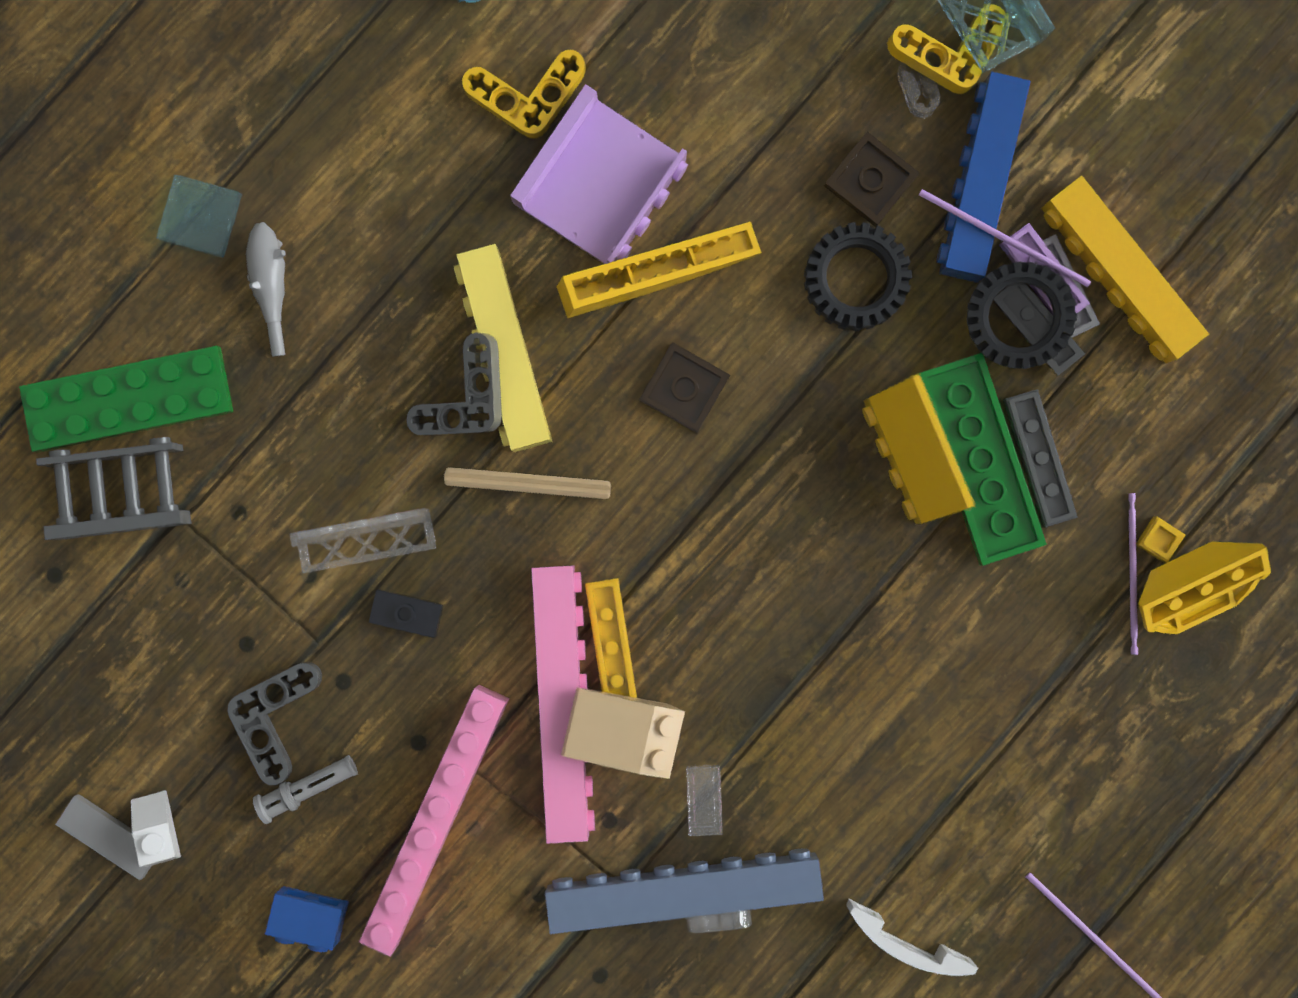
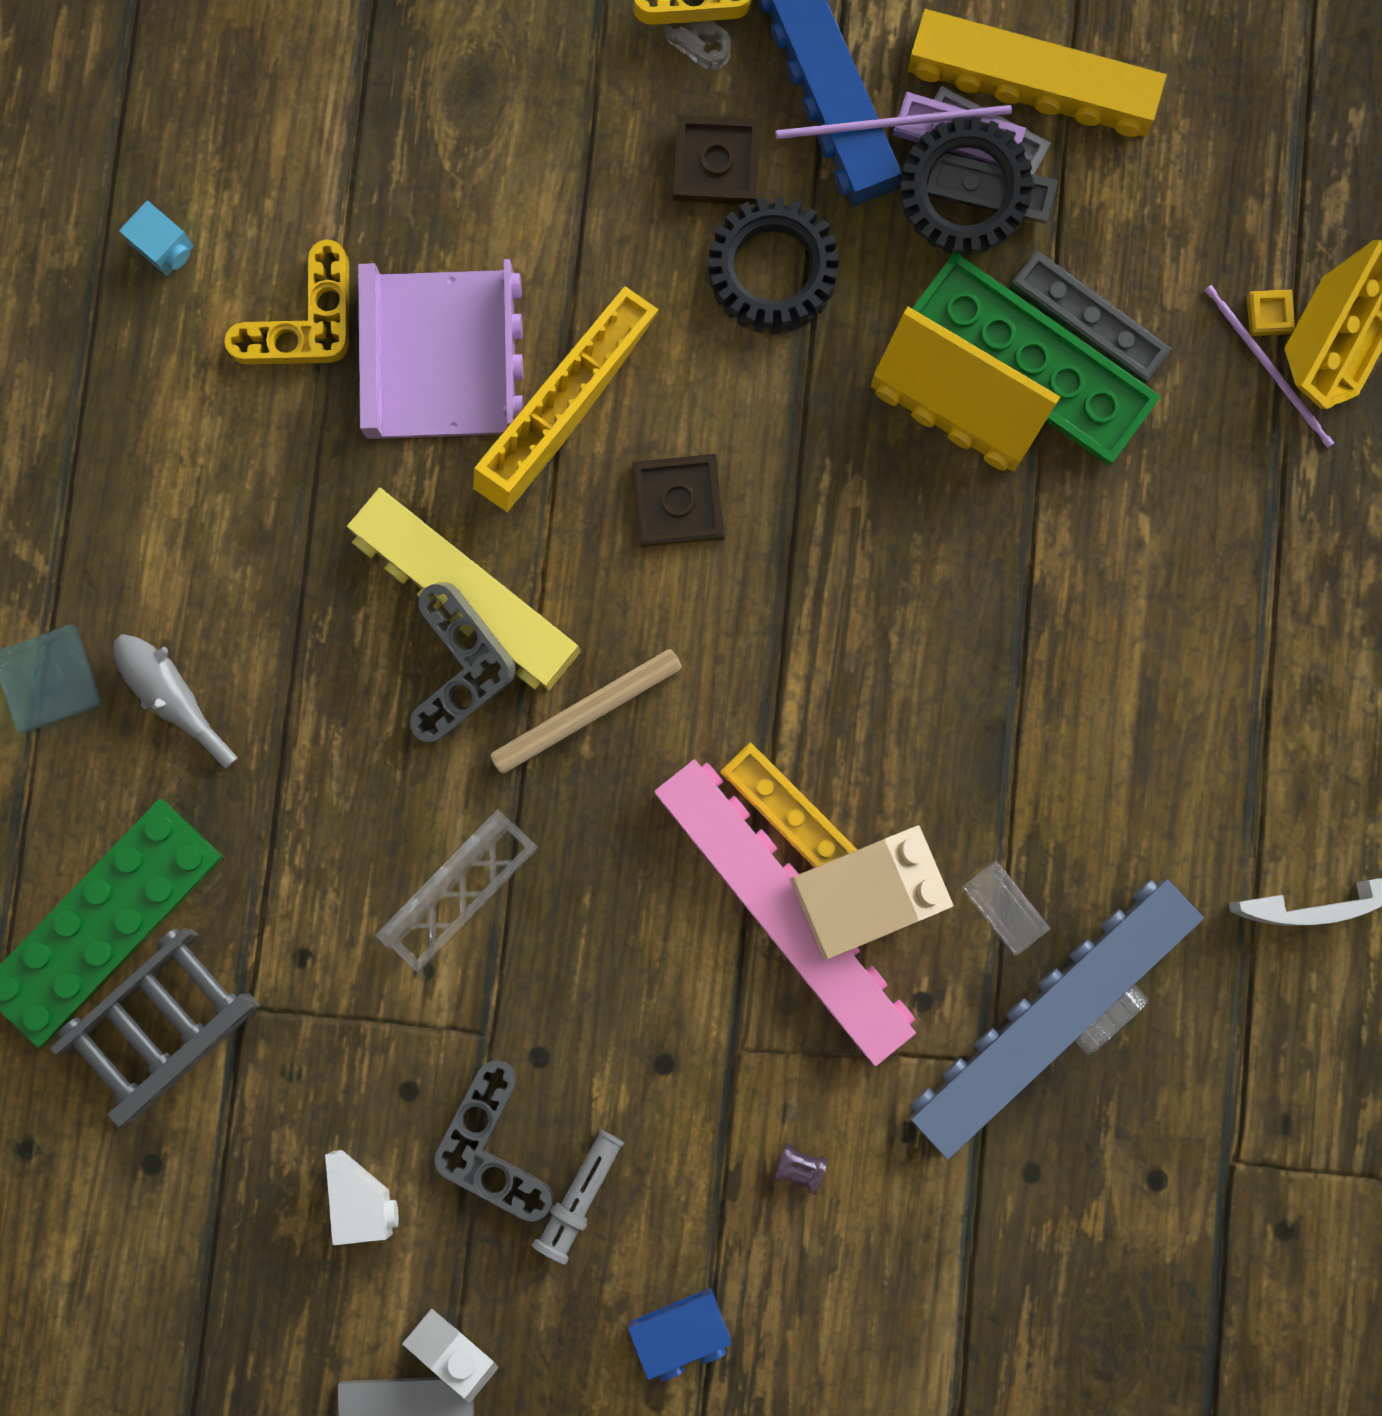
camera: 30 degrees left, 5 degrees down
(164, 692) = (357, 1202): none -> white slope
(406, 613) = (555, 936): black plate -> none
(434, 820) = (740, 1131): bright pink brick -> none
(466, 876) = (800, 1168): none -> clear purple bush

